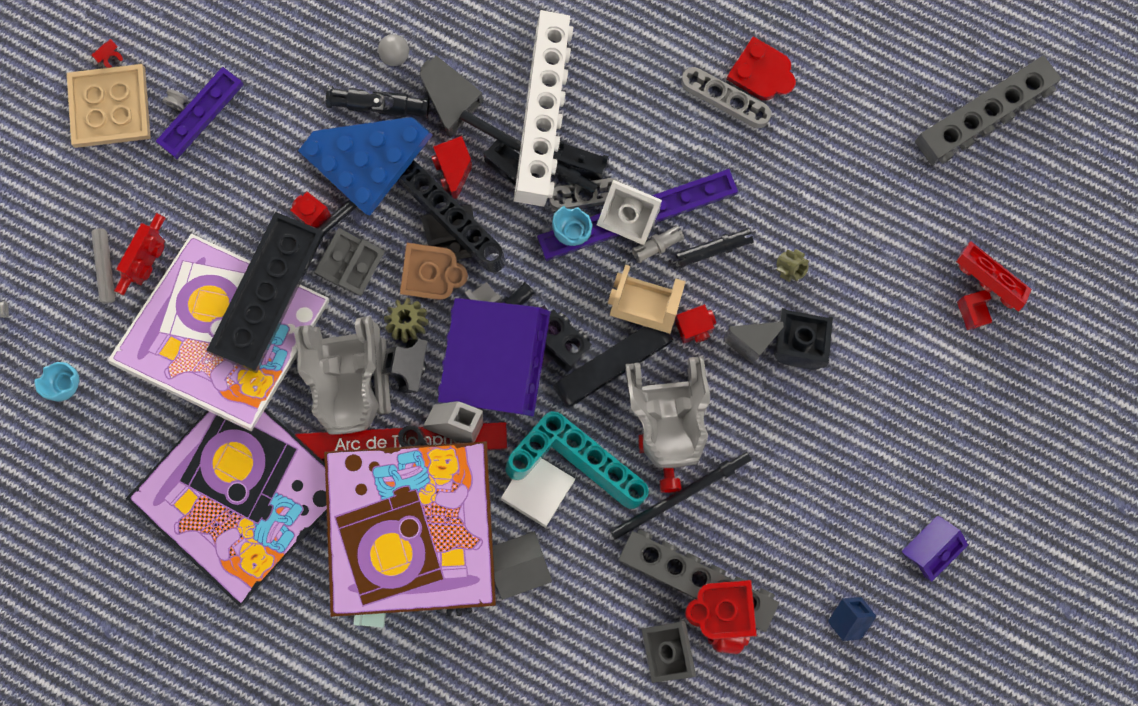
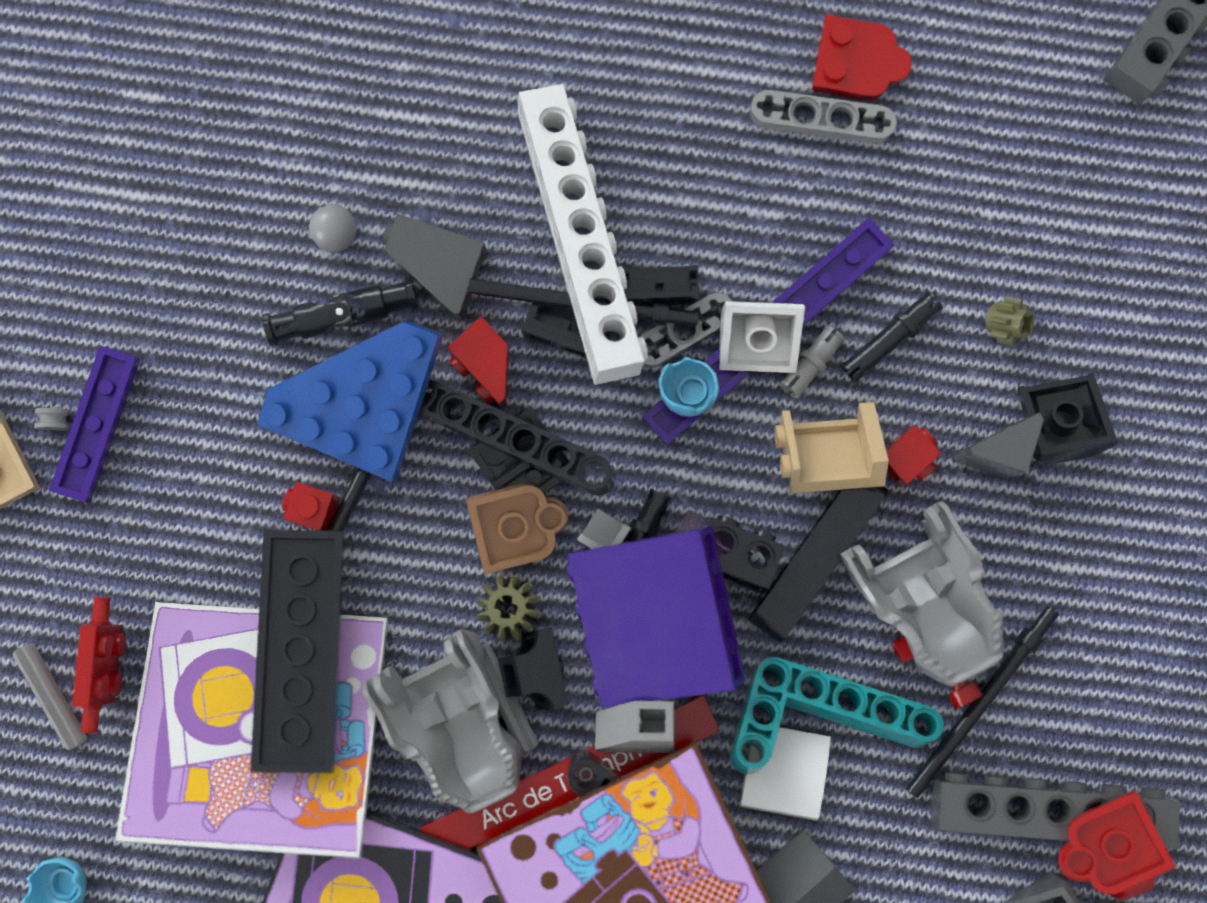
camera: 20 degrees left, 5 degrees up
(349, 262) = (394, 554): dark grey slope -> none

